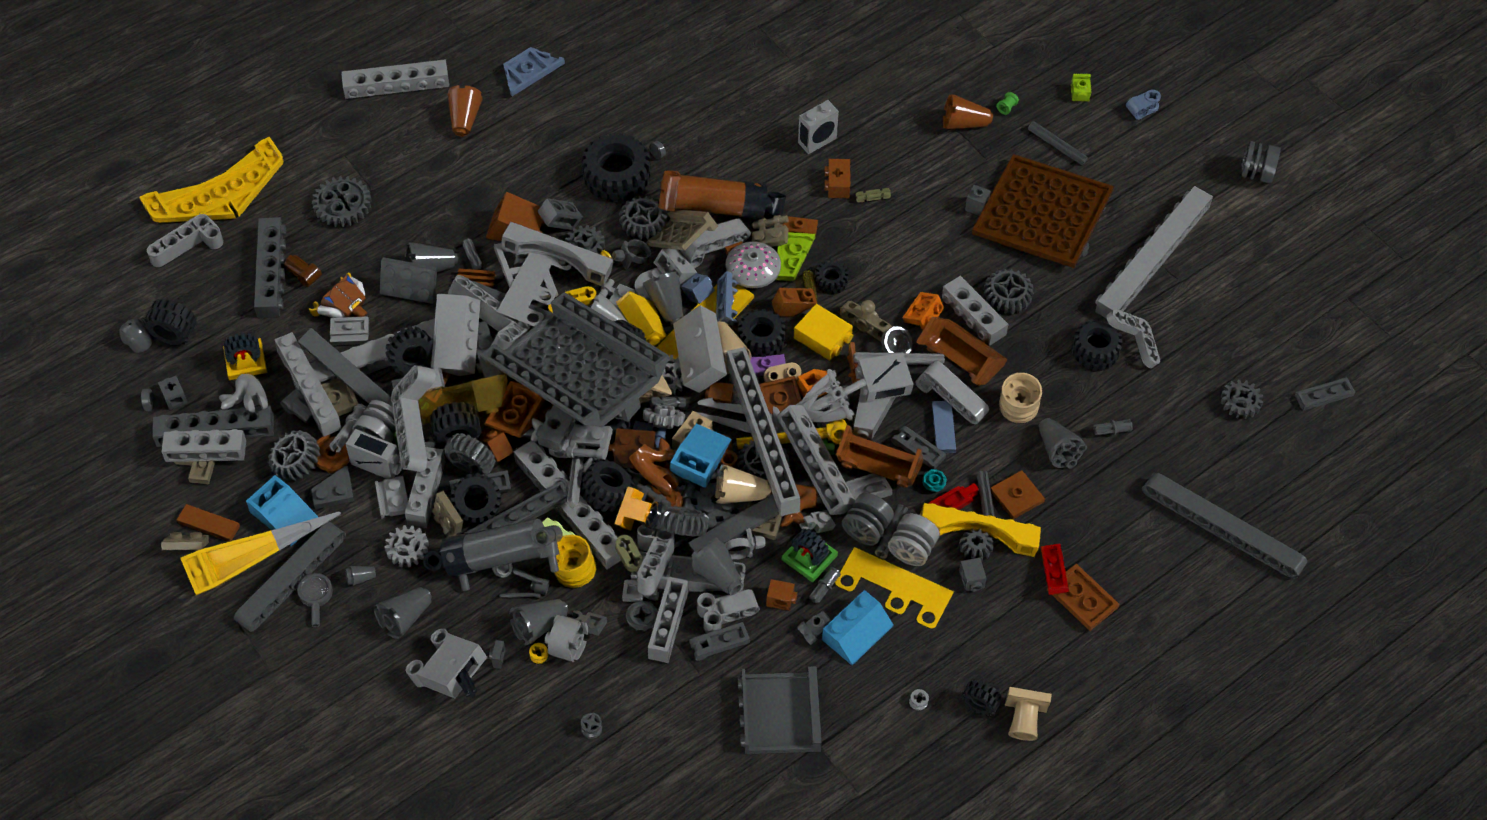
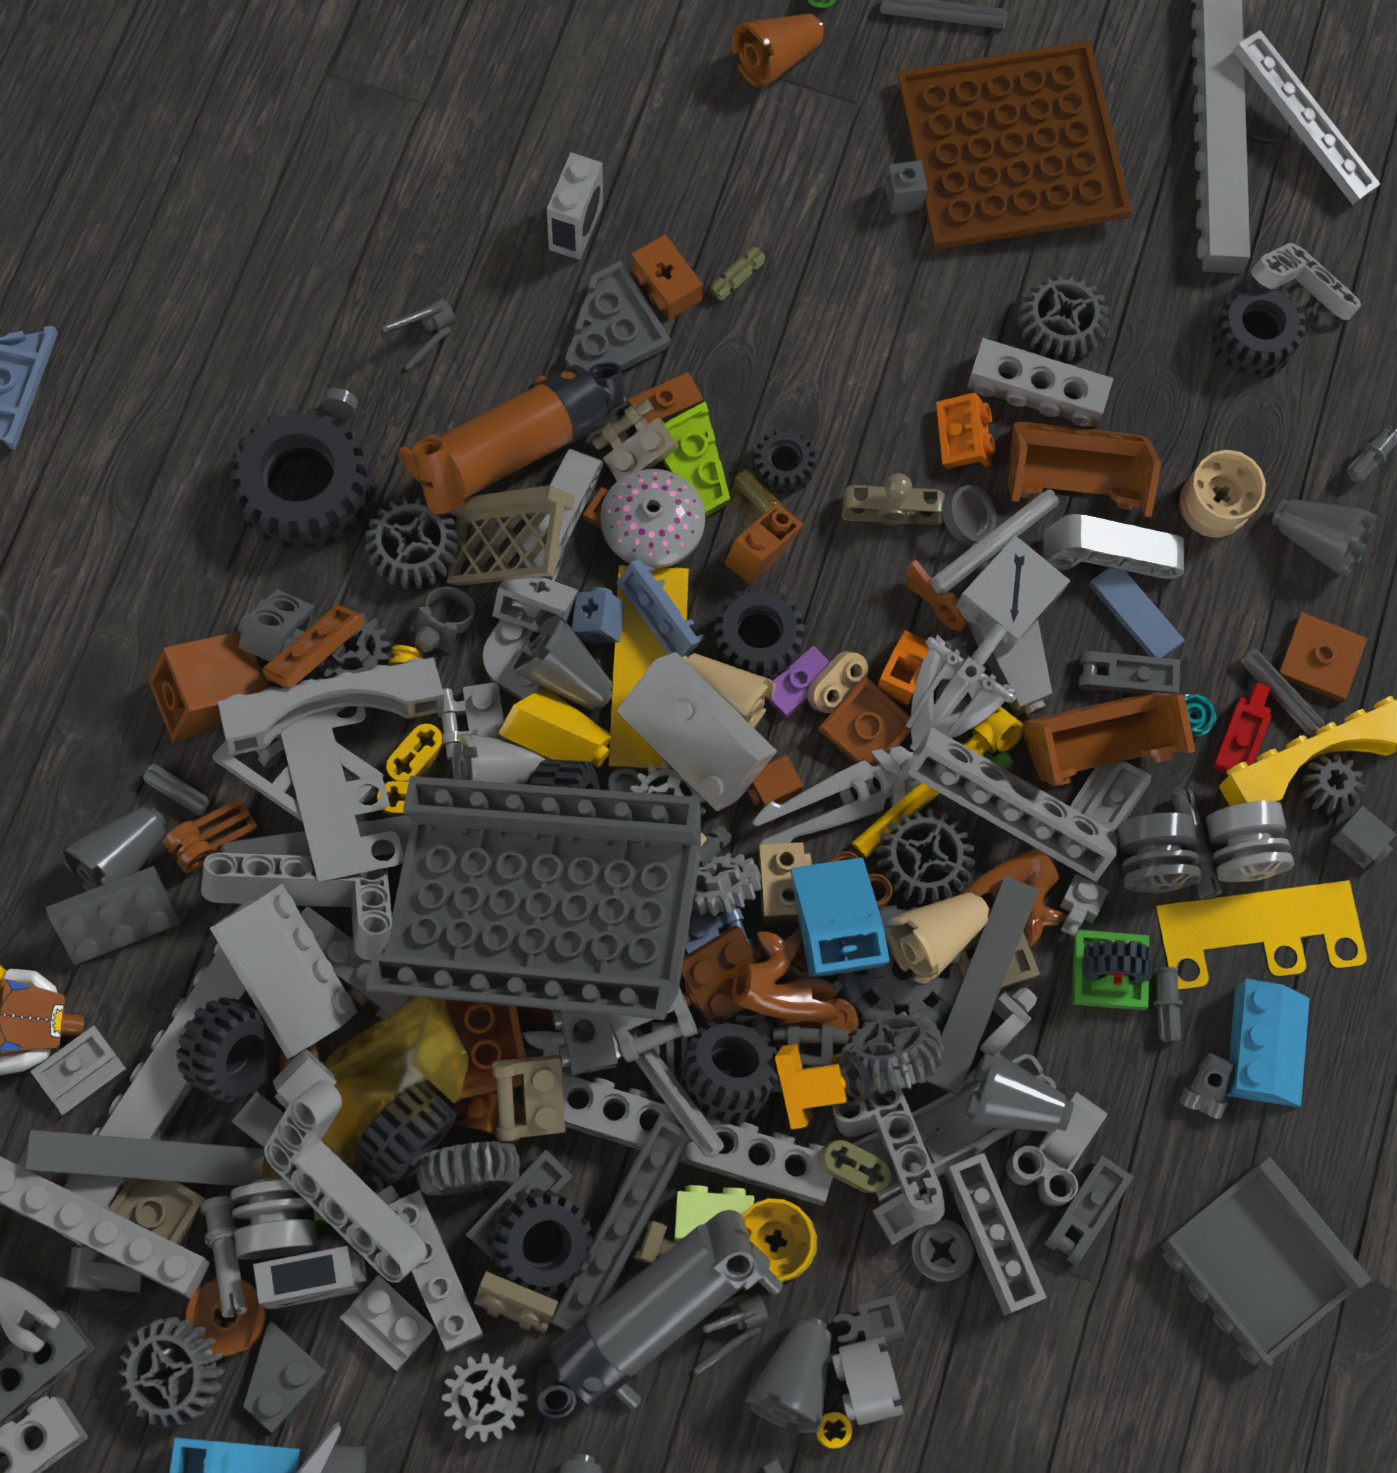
camera: 40 degrees left, 15 degrees up
(457, 268) = (187, 846): none -> dark orange wheel
(519, 443) = (541, 1097): none -> dark tan plate
(567, 227) = (313, 646): none -> dark orange tile
(725, 140) = (434, 317): none -> dark grey plant
(763, 432) = (906, 814): light grey brick -> none
(781, 595) = (1121, 1067): dark orange brick -> none
(801, 184) = (615, 323): none -> dark grey plate
(823, 332) = (847, 567): yellow brick -> none
(1195, 272) = (1306, 117): none -> light grey plate

